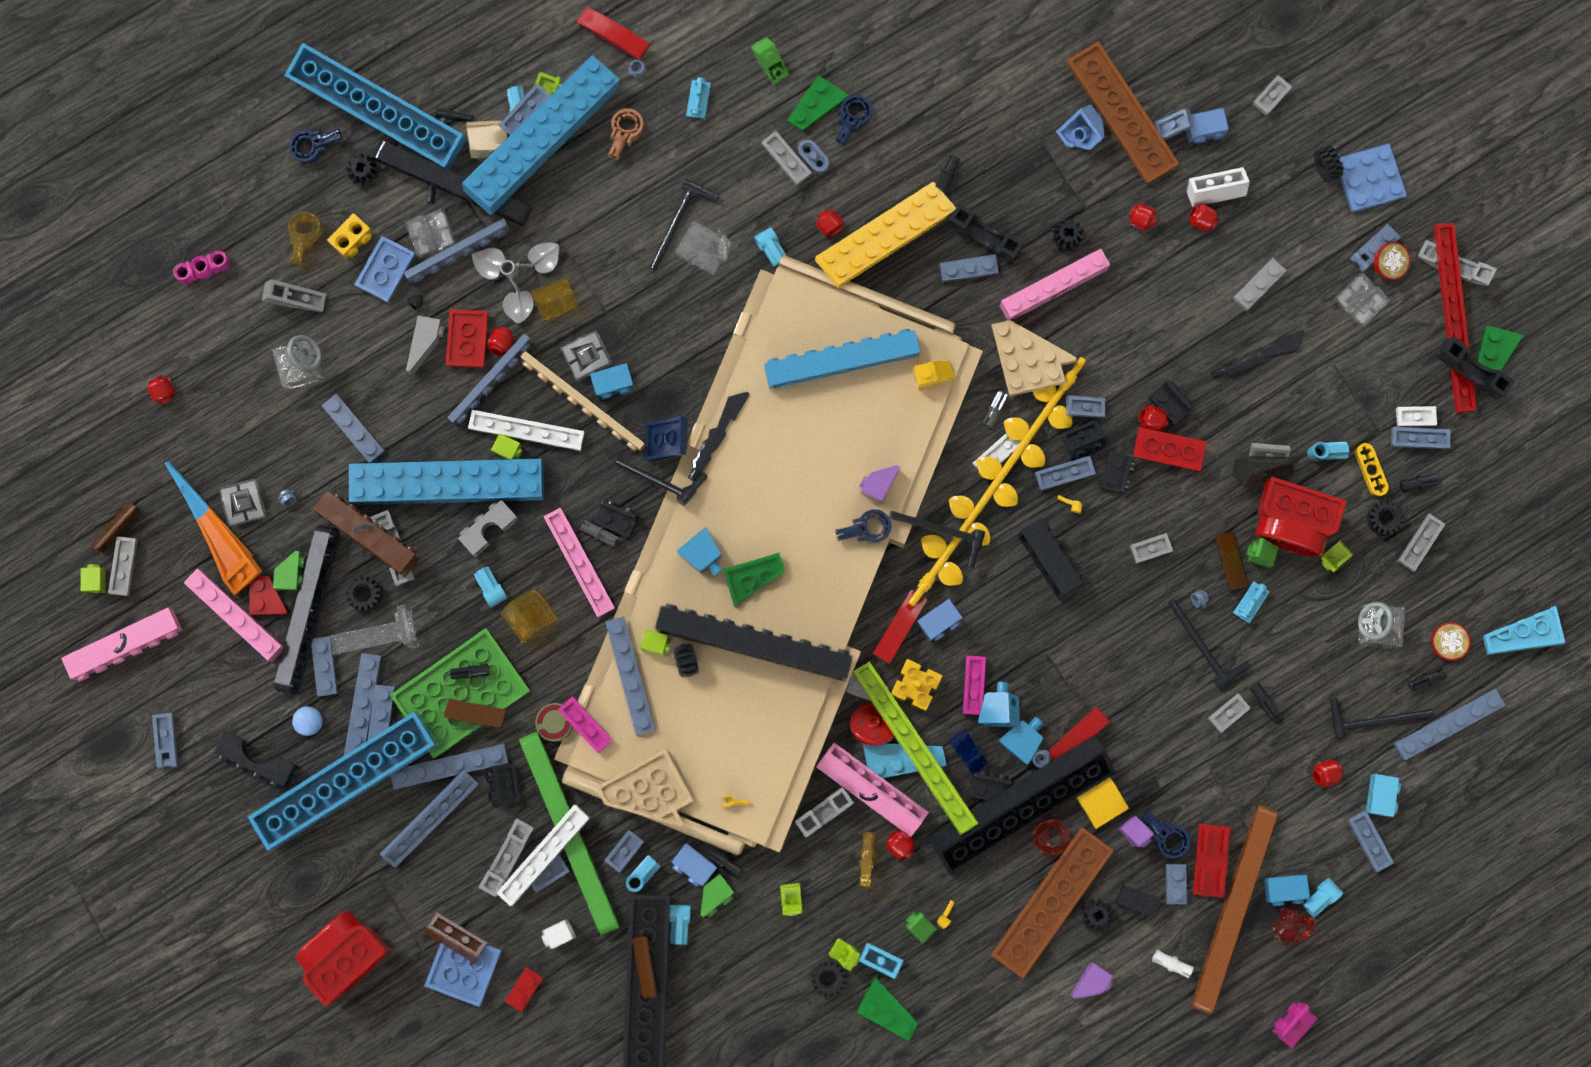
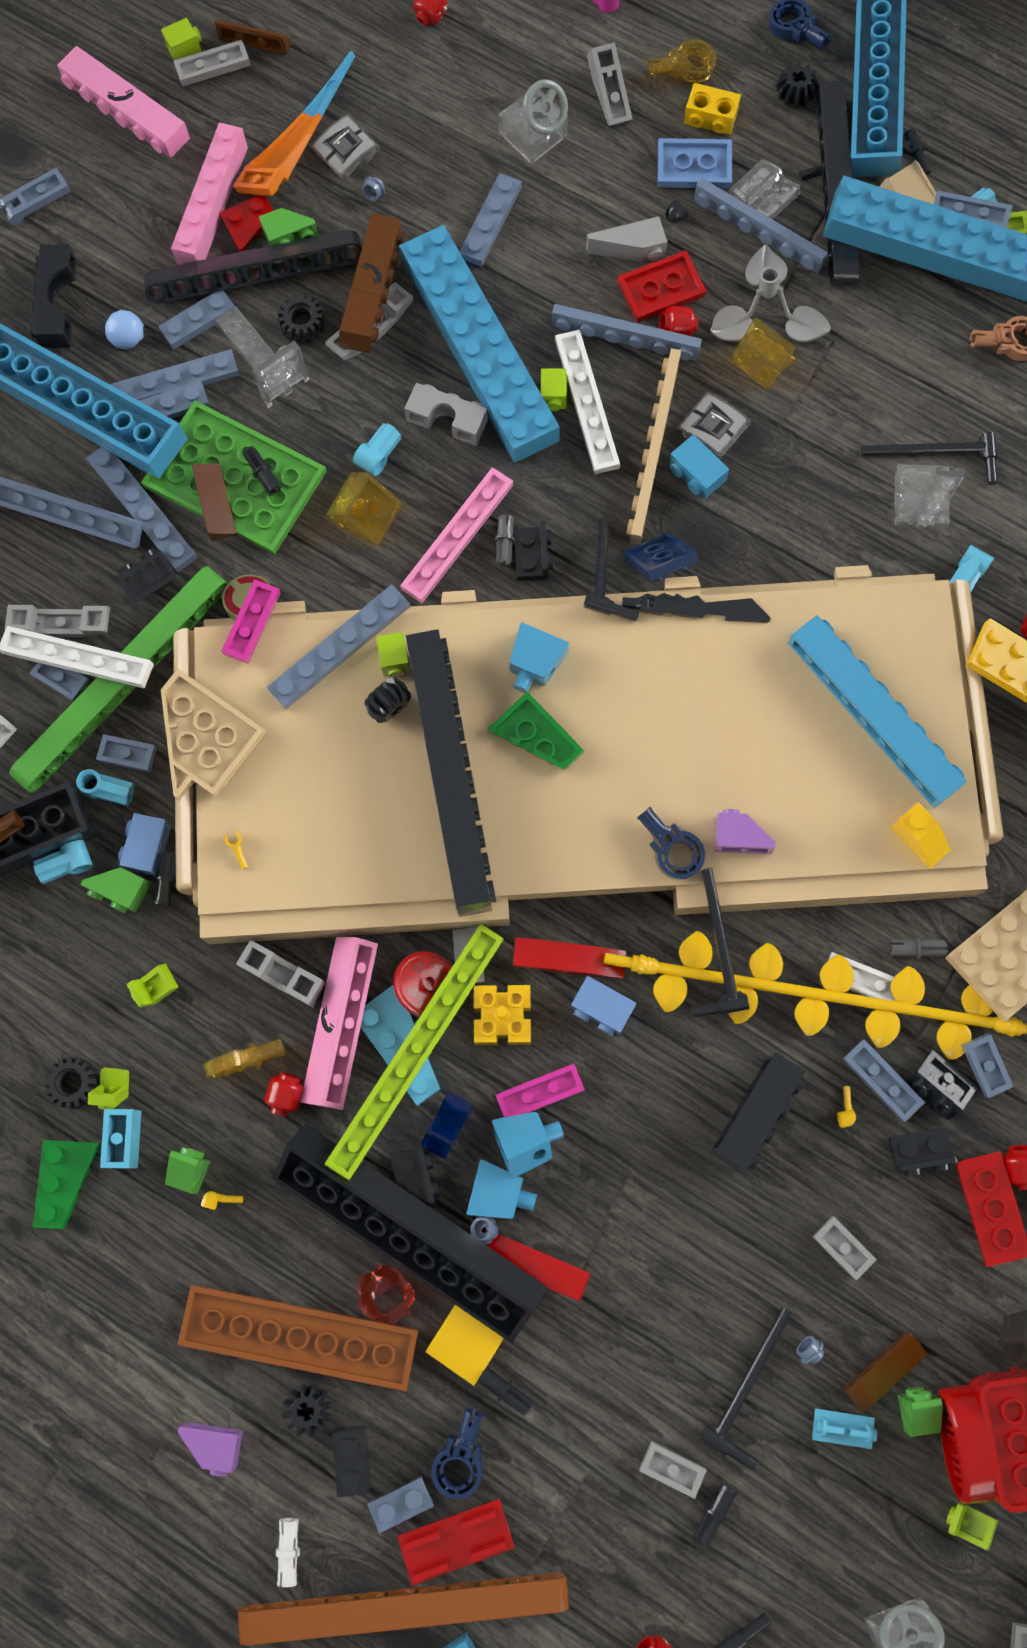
camera: 70 degrees right, 5 degrees down
(1136, 832) = (443, 1412): medium lavender slope -> none

